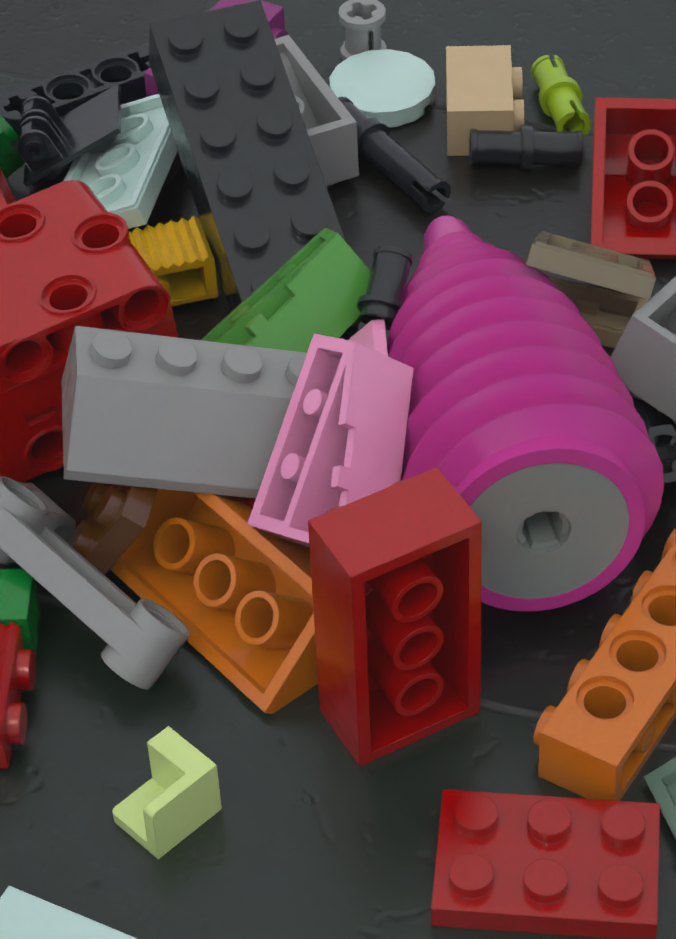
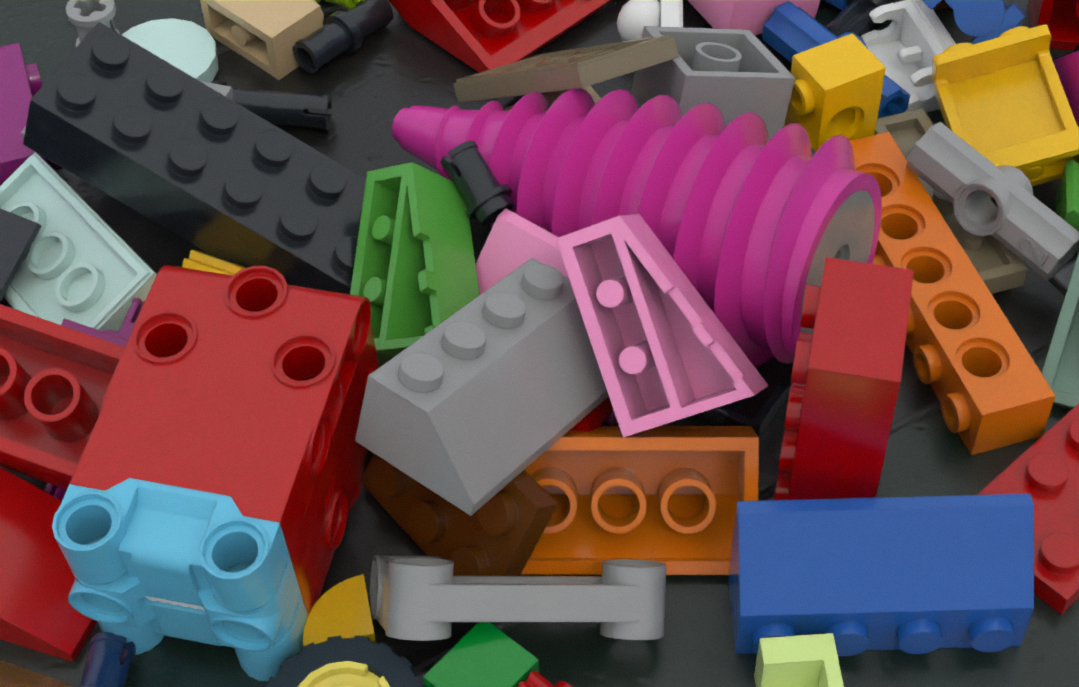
camera: 50 degrees left, 5 degrees up
(310, 767) = (884, 572): none -> blue slope

